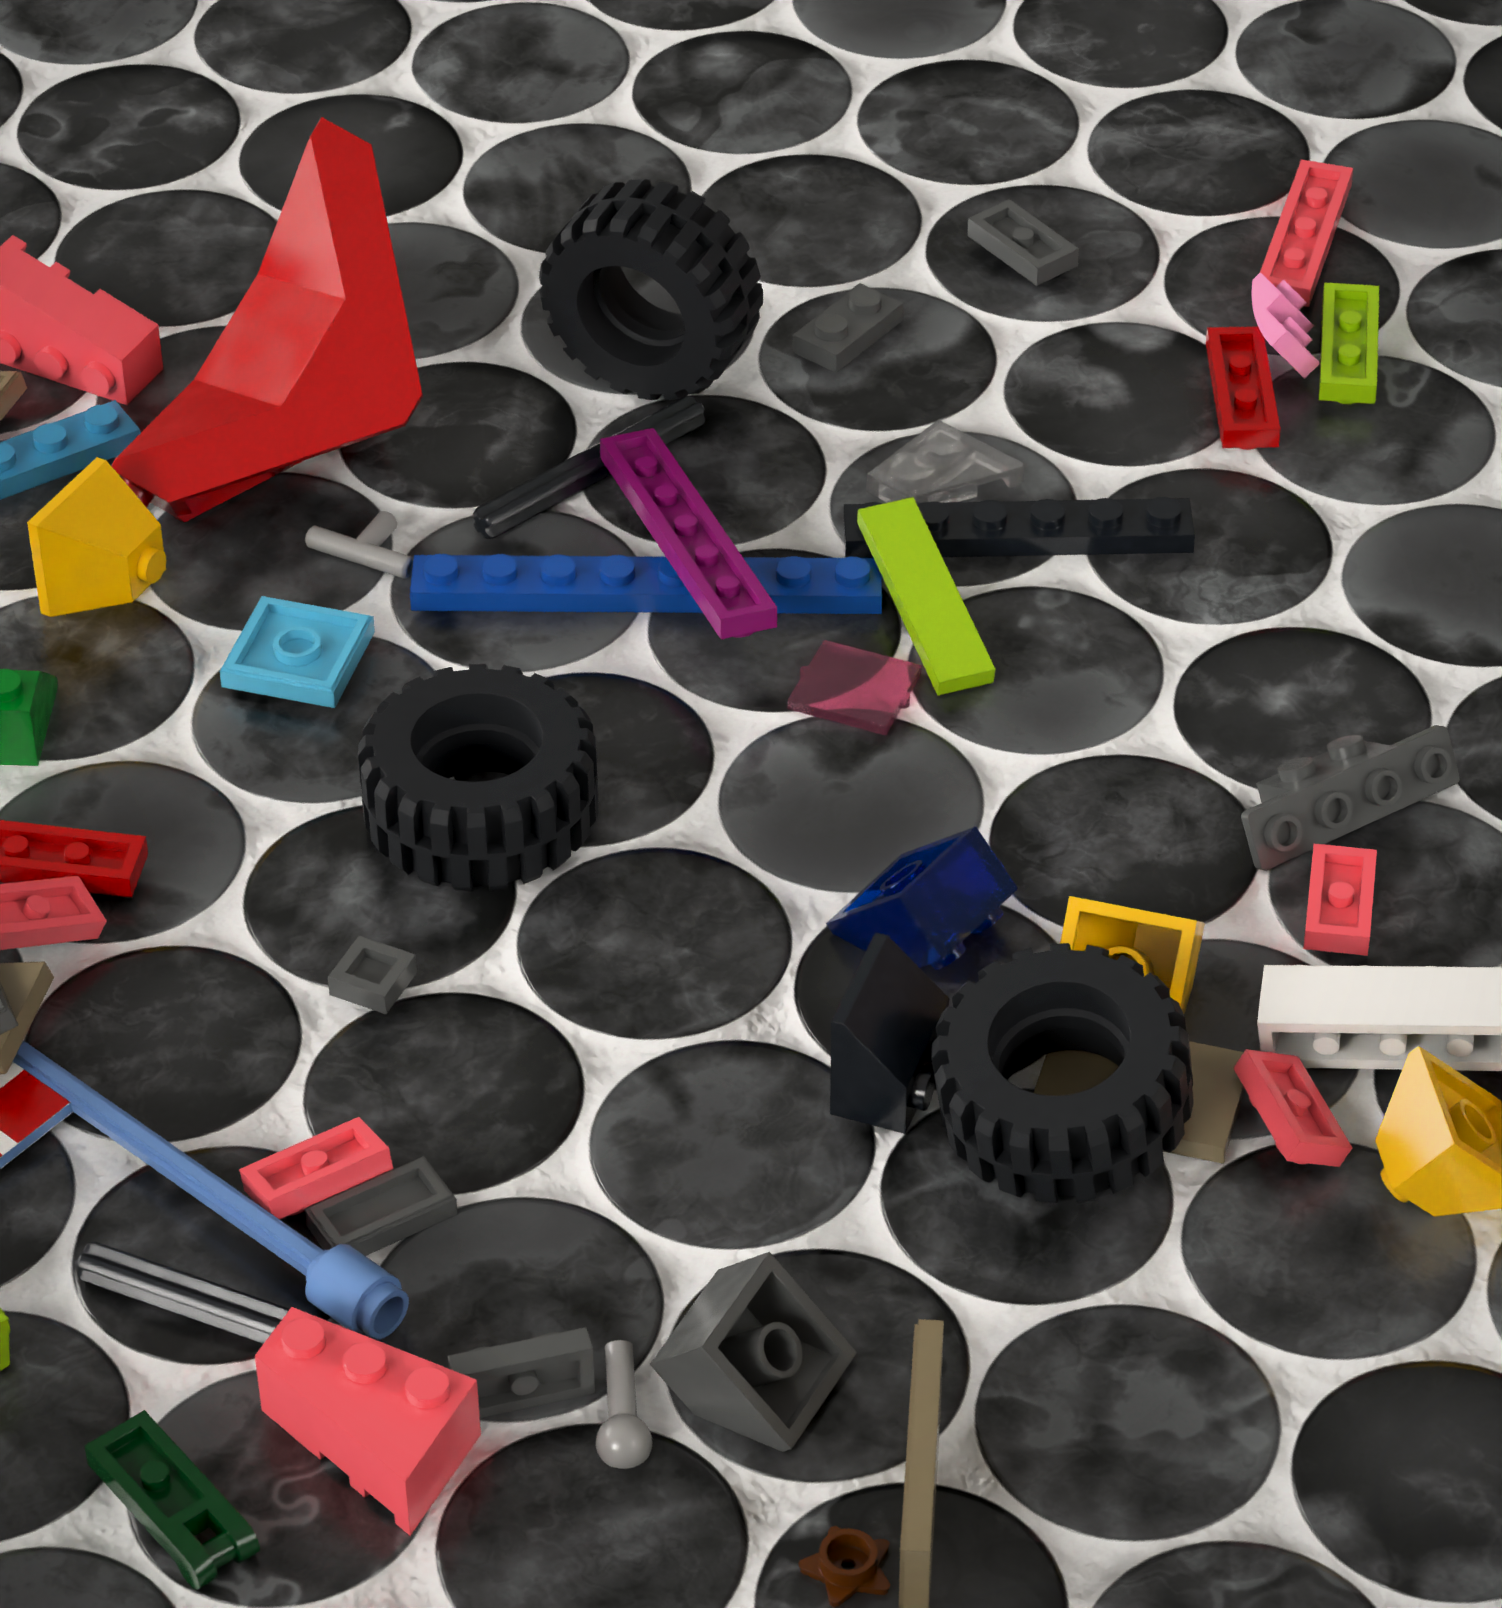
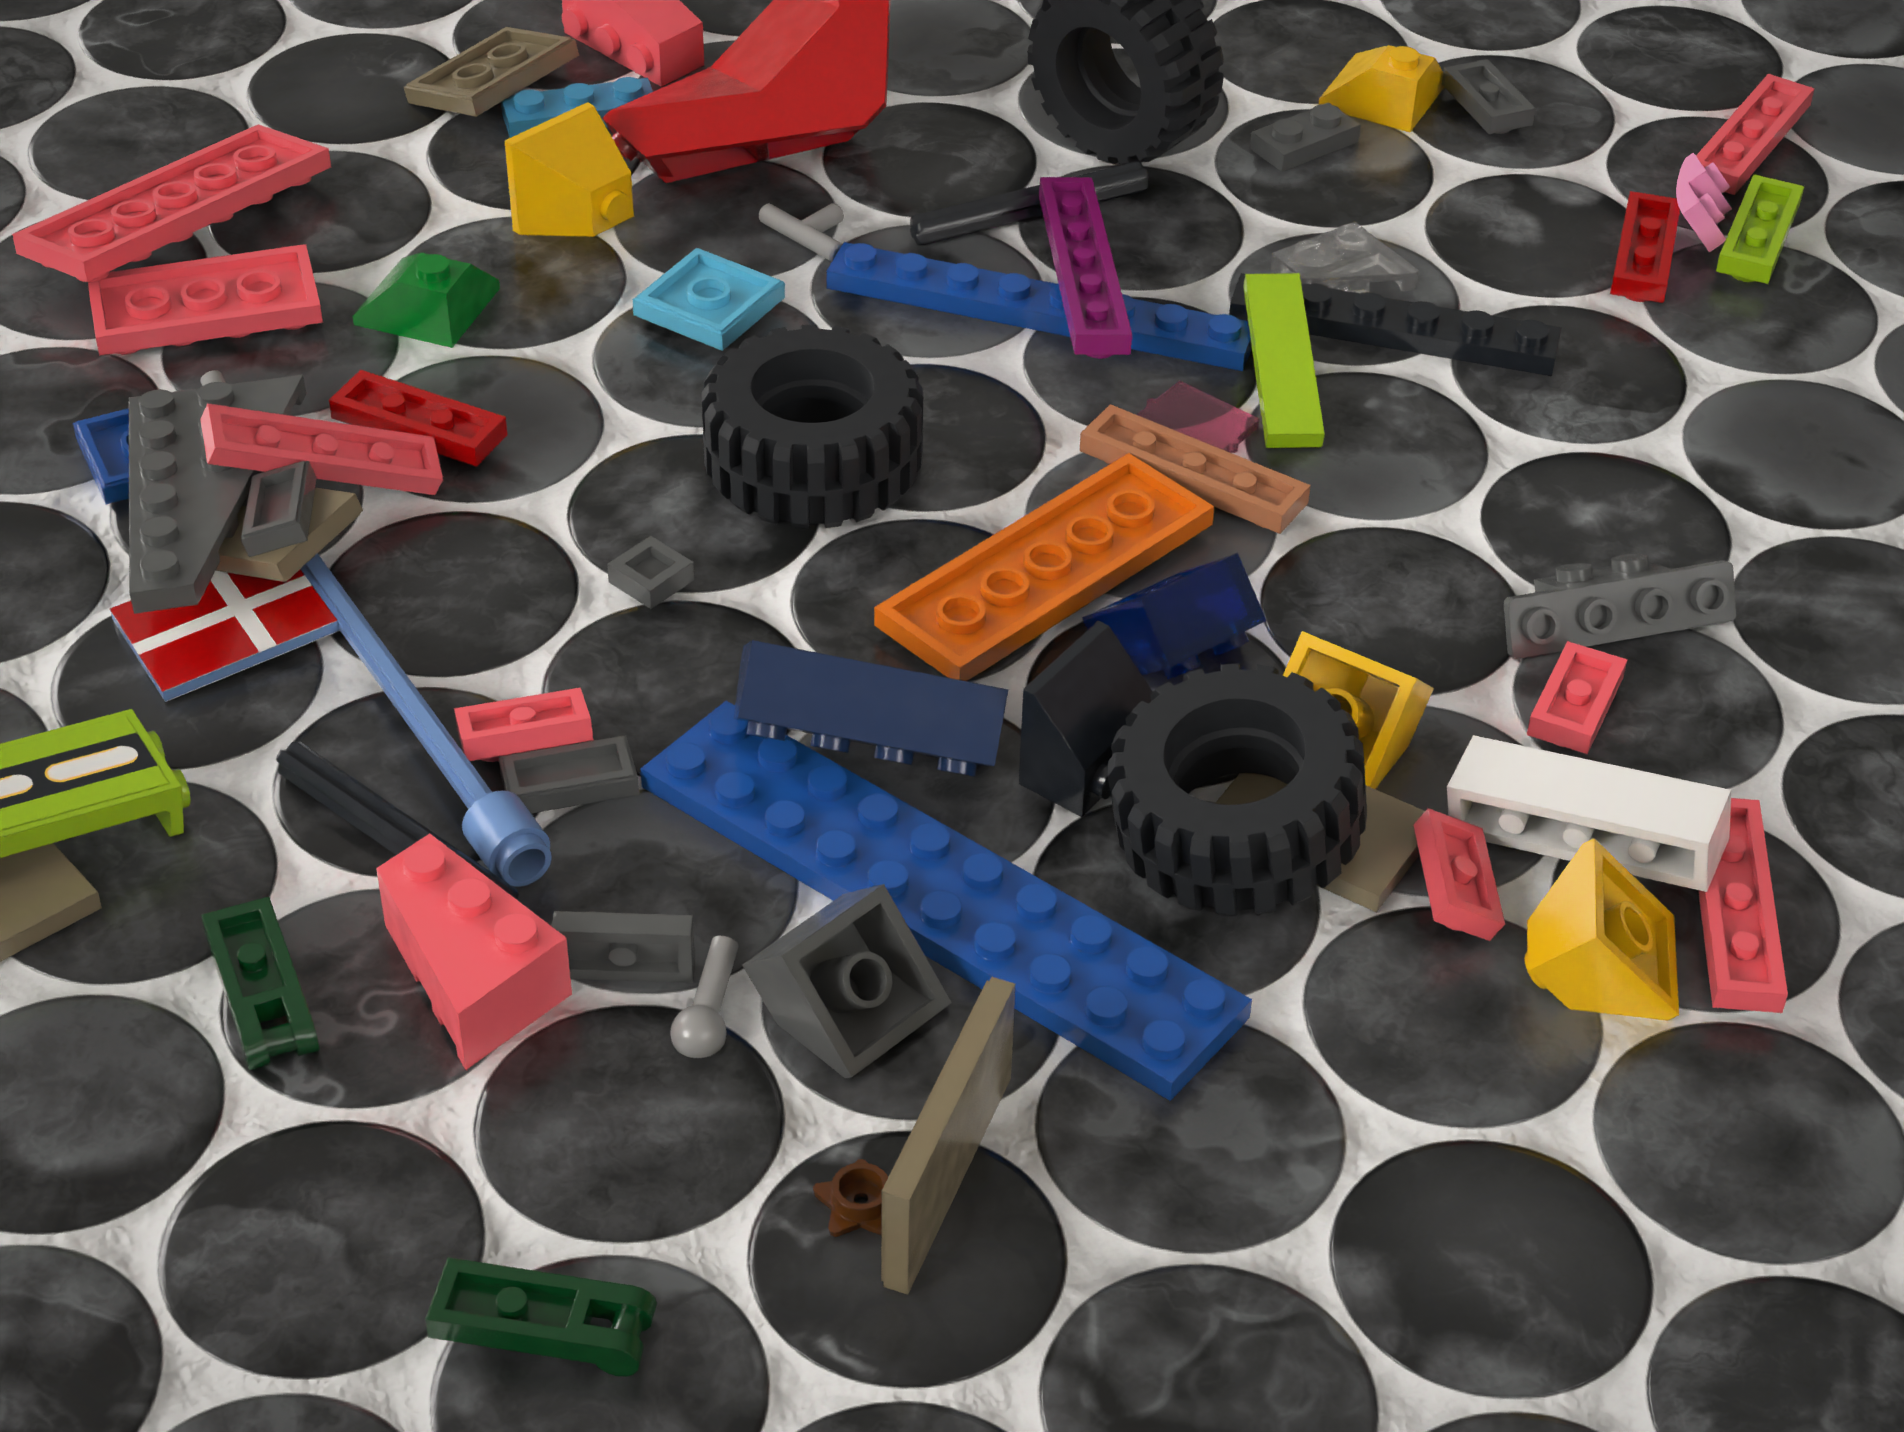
camera: 15 degrees right, 0 degrees up
(666, 1070) = (869, 705): none -> dark blue slope
(770, 880) = (1042, 568): none -> orange plate
(846, 1252) = (959, 899): none -> blue plate
(879, 736) = (1205, 470): none -> nougat plate
(910, 252) = (1387, 86): none -> yellow slope

